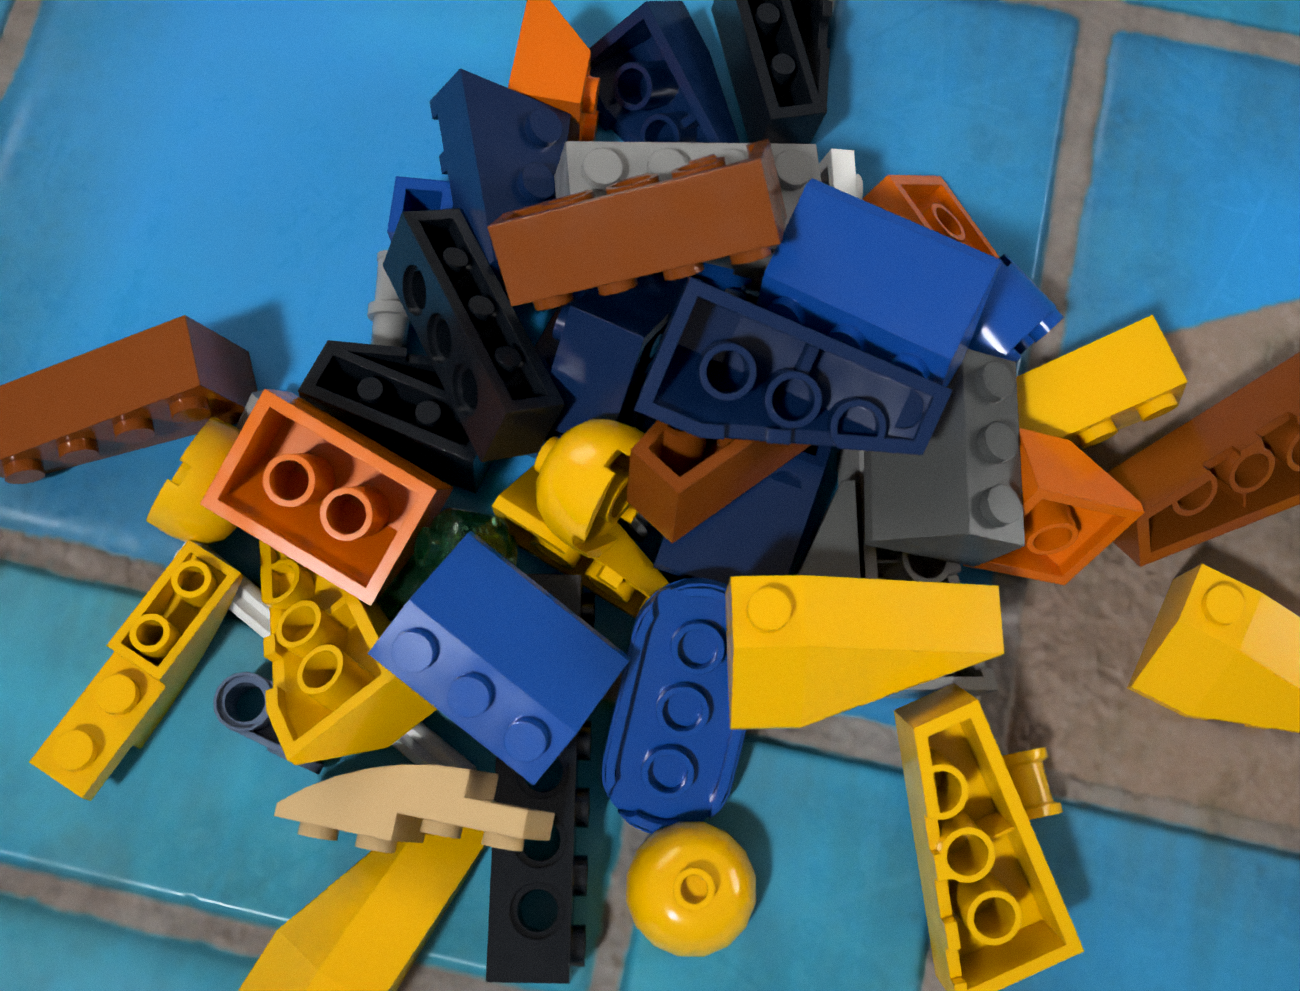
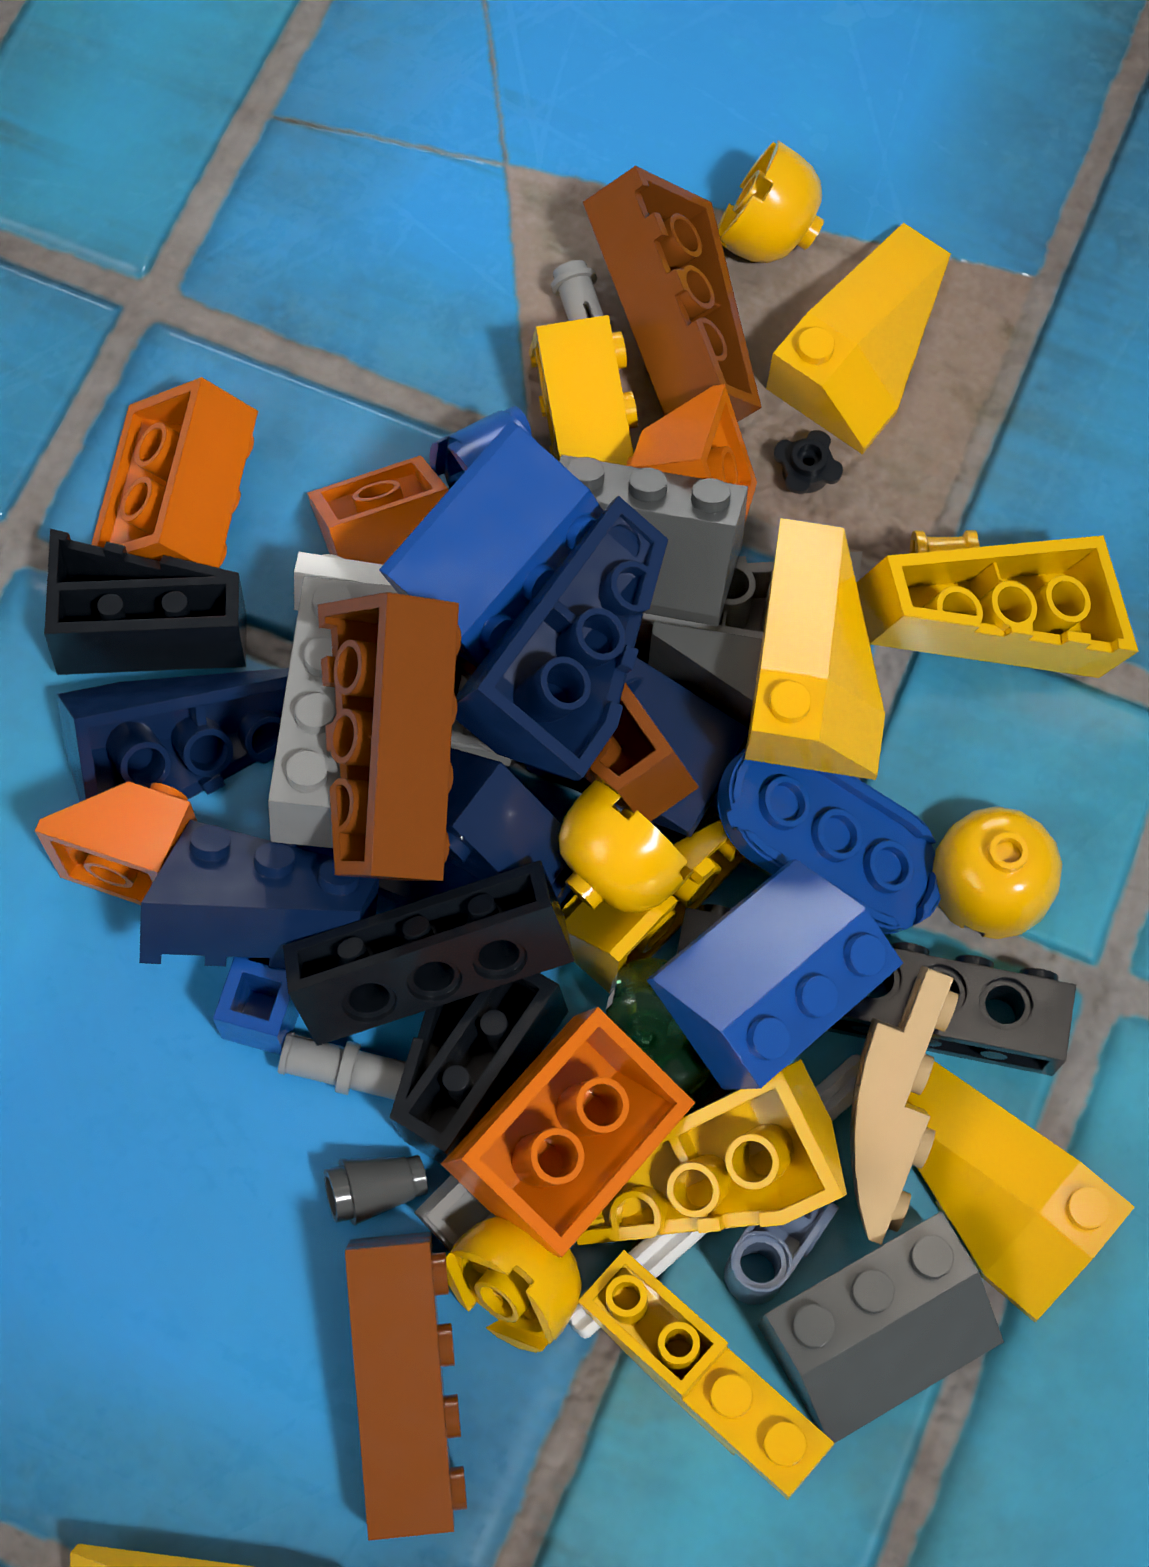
camera: 80 degrees left, 5 degrees down
(208, 831) = (883, 1328): none -> dark grey slope
(283, 347) = (372, 1186): none -> dark grey cone
(917, 62) = (178, 474): none -> orange slope
(1080, 633) = (804, 478): none -> black plate
(1225, 370) = (575, 286): none -> light grey pin

